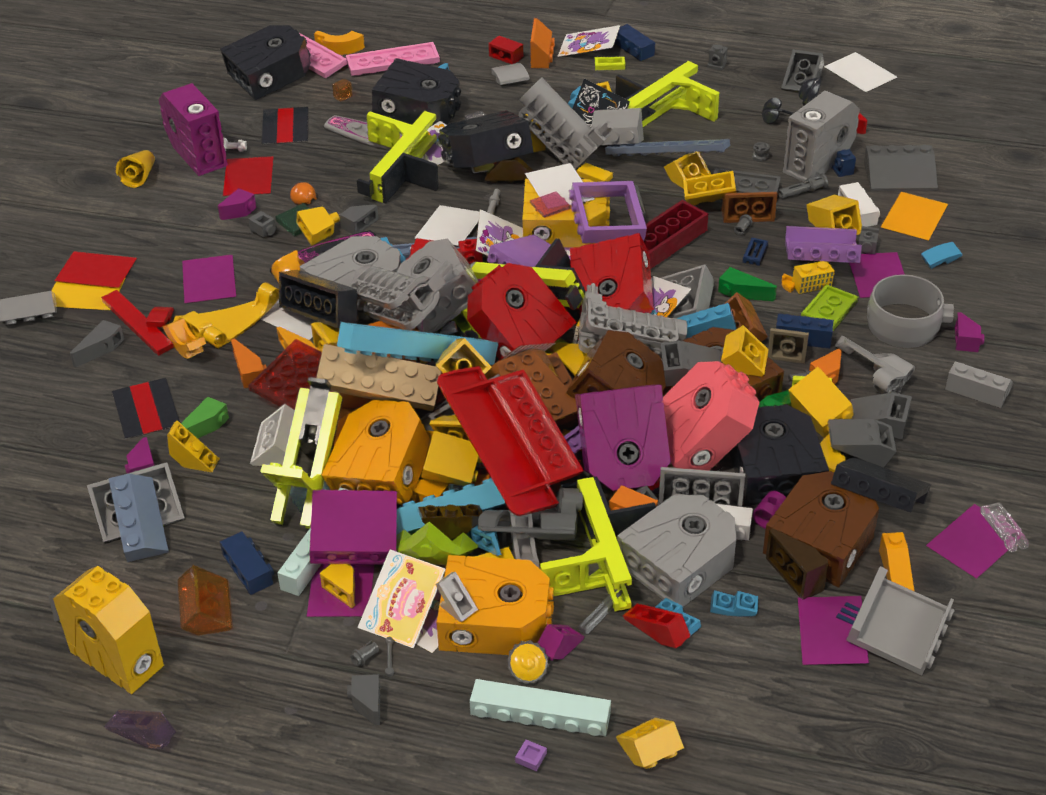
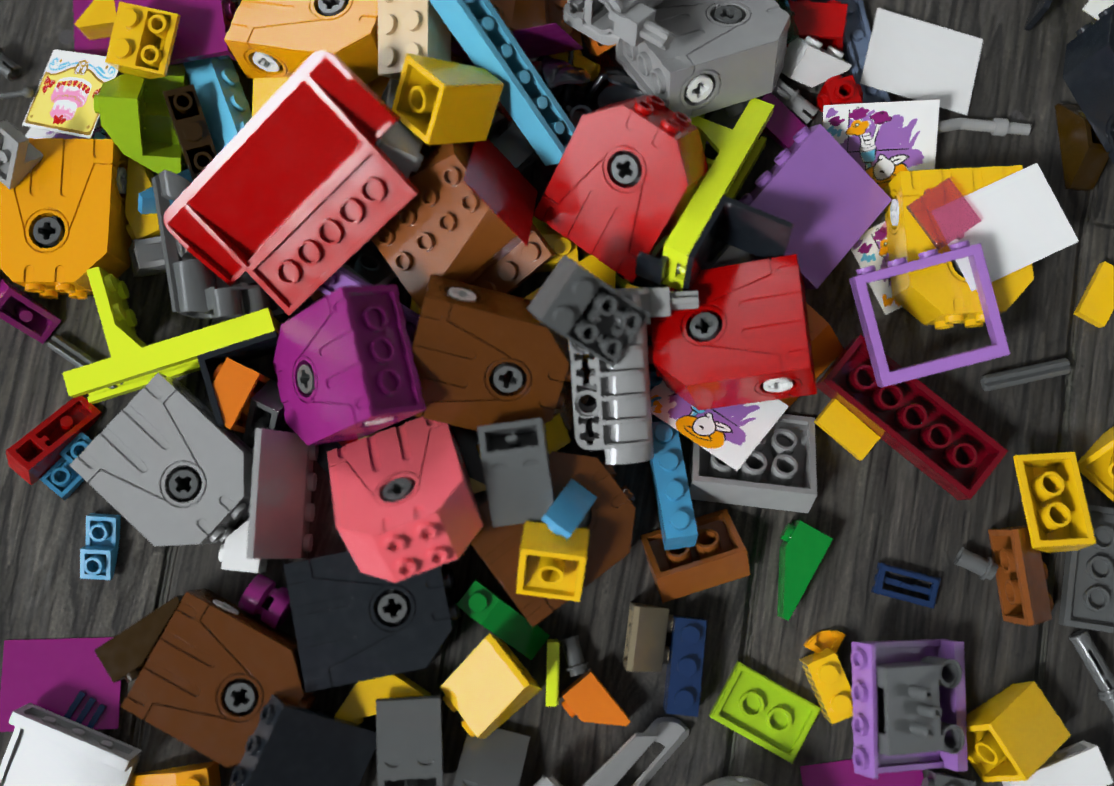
camera: 85 degrees right, 40 degrees up
(386, 522) = (142, 40): none -> yellow slope
(598, 312) = (588, 311): none -> dark grey slope
(666, 265) = (847, 429): none -> yellow tile
(717, 338) = (569, 509): none -> dark azure slope
(812, 233) = (911, 707): none -> dark grey piece

